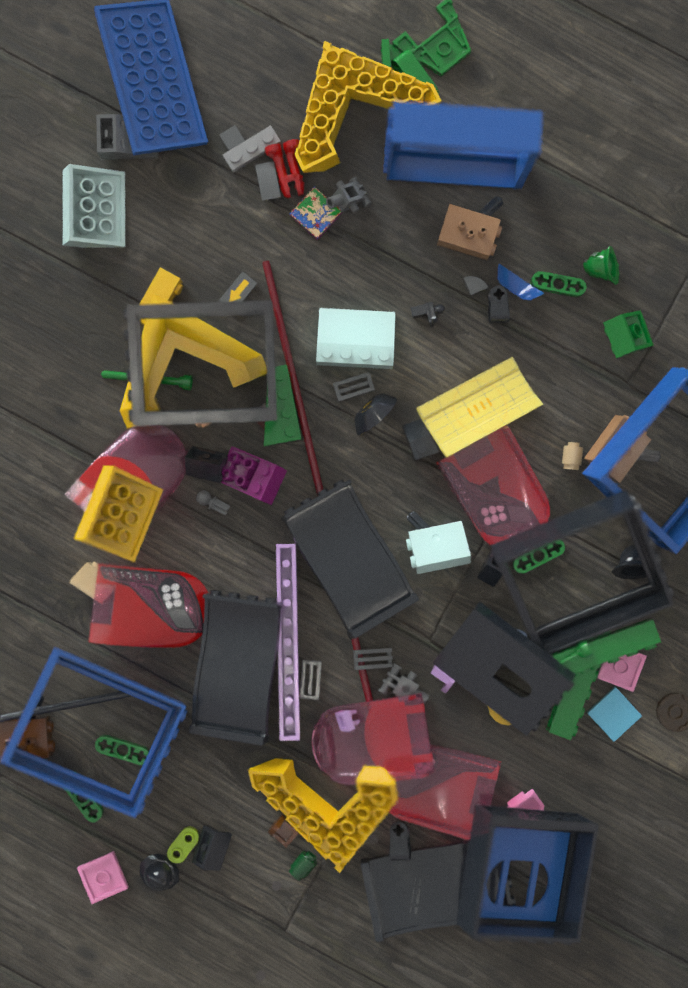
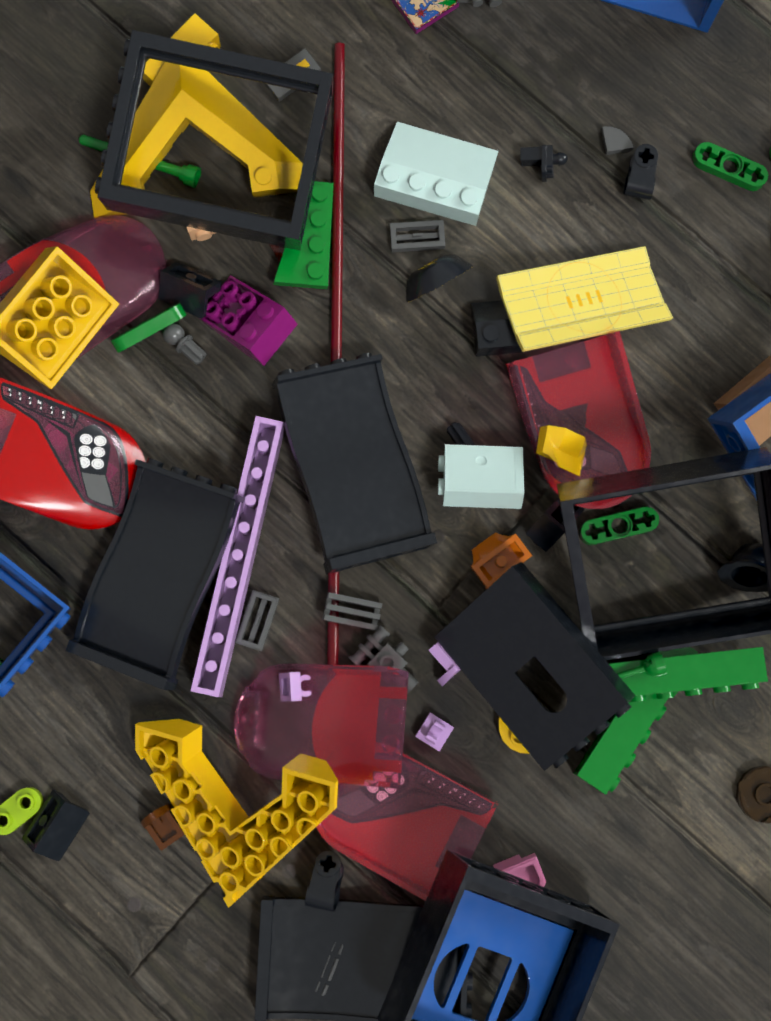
camera: 15 degrees right, 5 degrees down
(185, 498) = (148, 327): none -> green beam
(303, 865) = (179, 882): dark green brick -> none
(447, 724) = (434, 731): none -> lavender tile
(461, 598) = (496, 556): none -> orange slope
(471, 230) = (627, 67): medium nougat piece -> none
(488, 515) = (562, 447): none -> yellow slope
(517, 285) = (670, 152): blue piece -> none
(572, 456) = (697, 399): tan brick -> none
(614, 714) = (676, 775): medium azure tile -> none
(623, 672) = (702, 715): bright pink plate -> none

